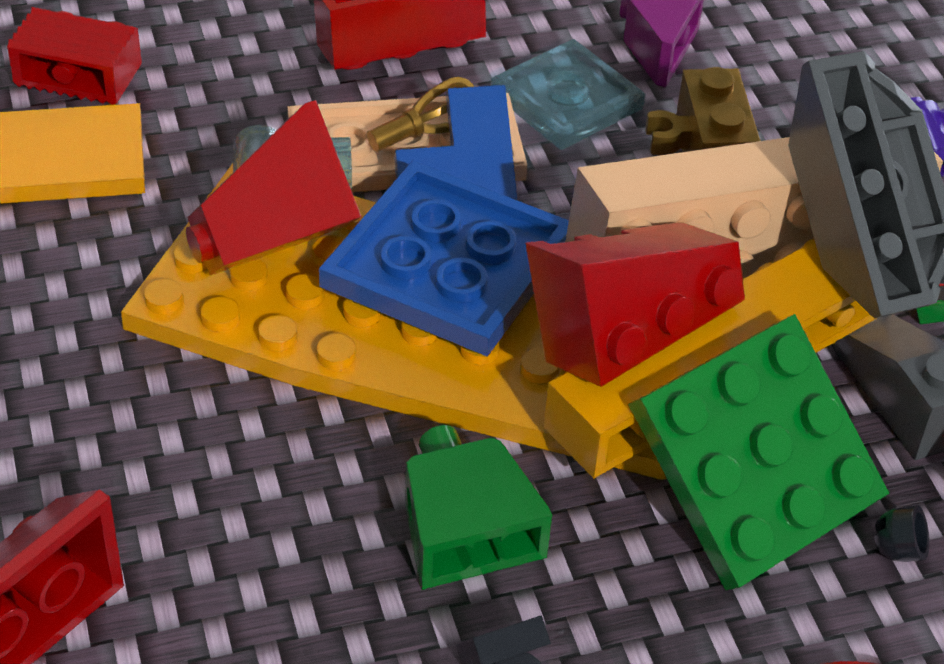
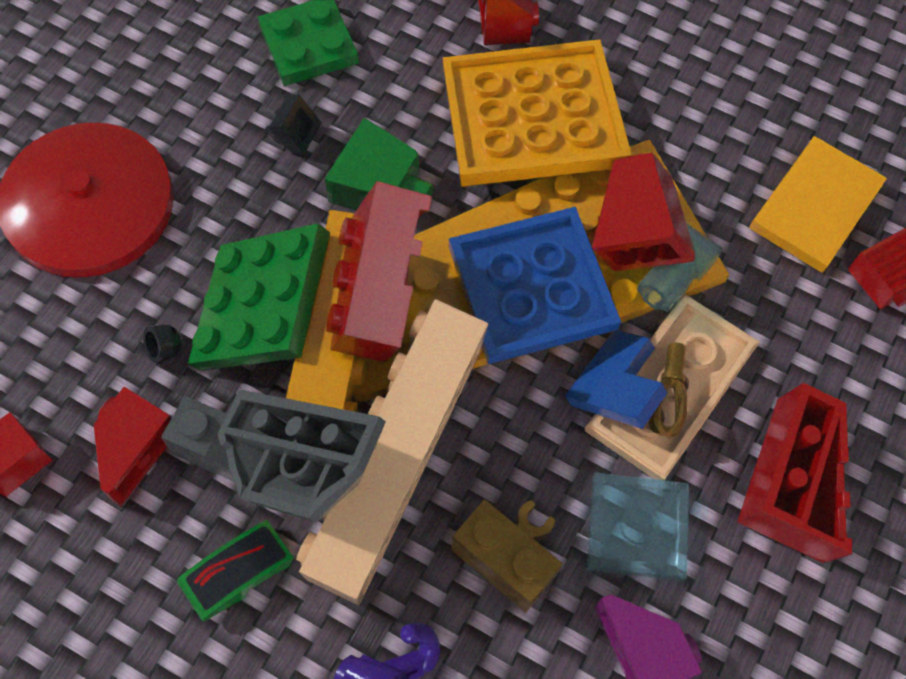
camera: 135 degrees right, 20 degrees up
(205, 425) = (533, 113): none -> light orange plate

